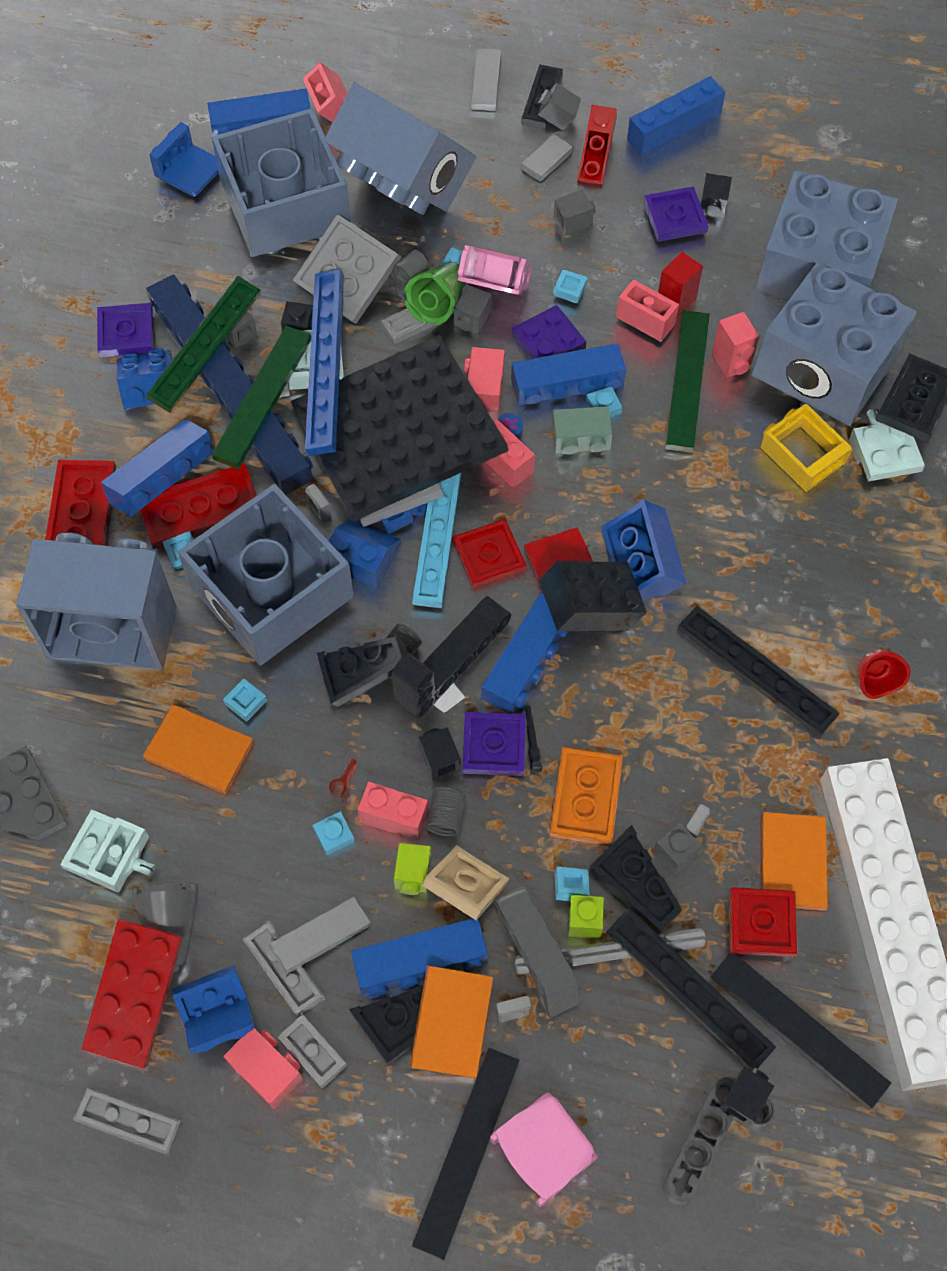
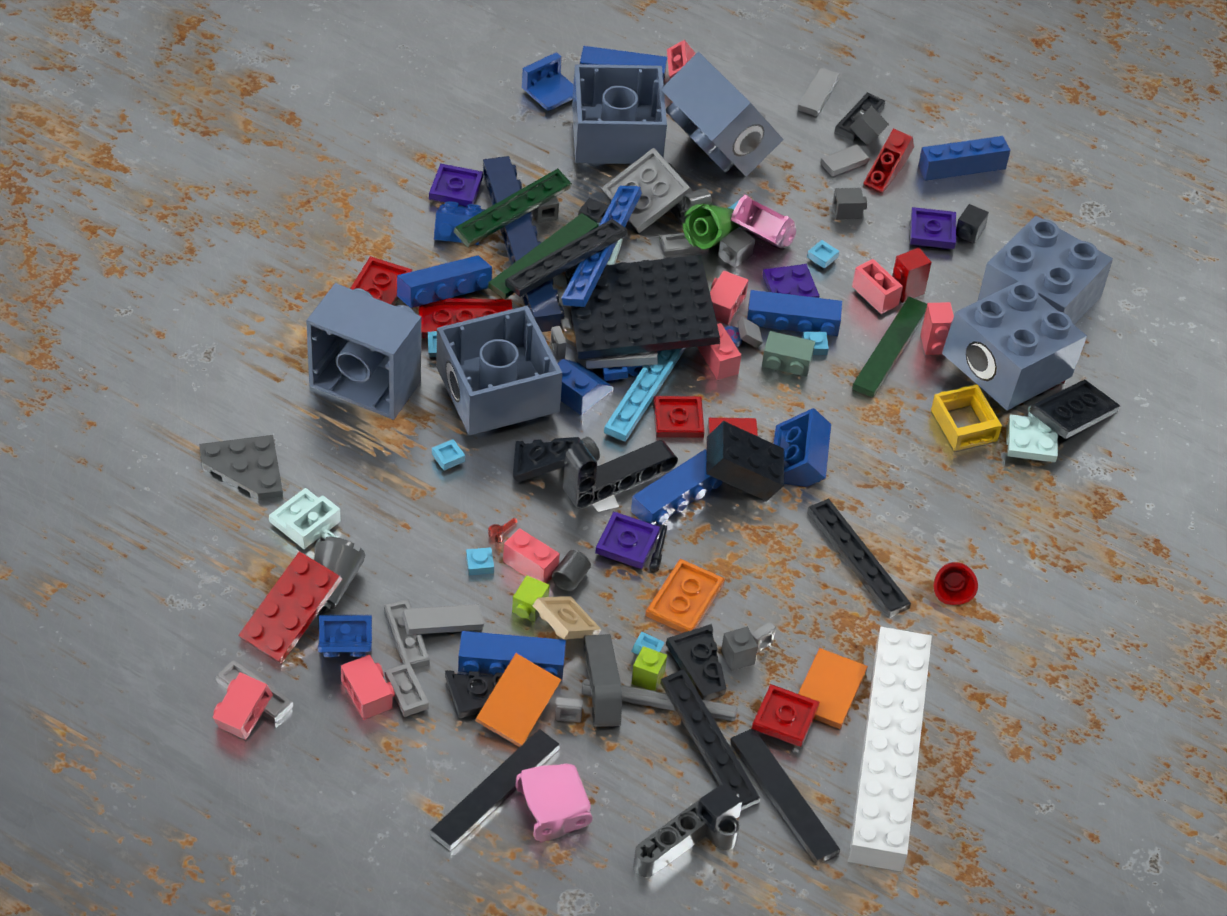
camera: 15 degrees right, 15 degrees down
(121, 1158) = (242, 705): none -> coral brick
(198, 749) = (400, 477): orange tile -> none
(290, 394) = (565, 257): none -> black tile
(439, 752) = (583, 532): black brick -> none
(528, 415) = (749, 332): none -> light grey tile

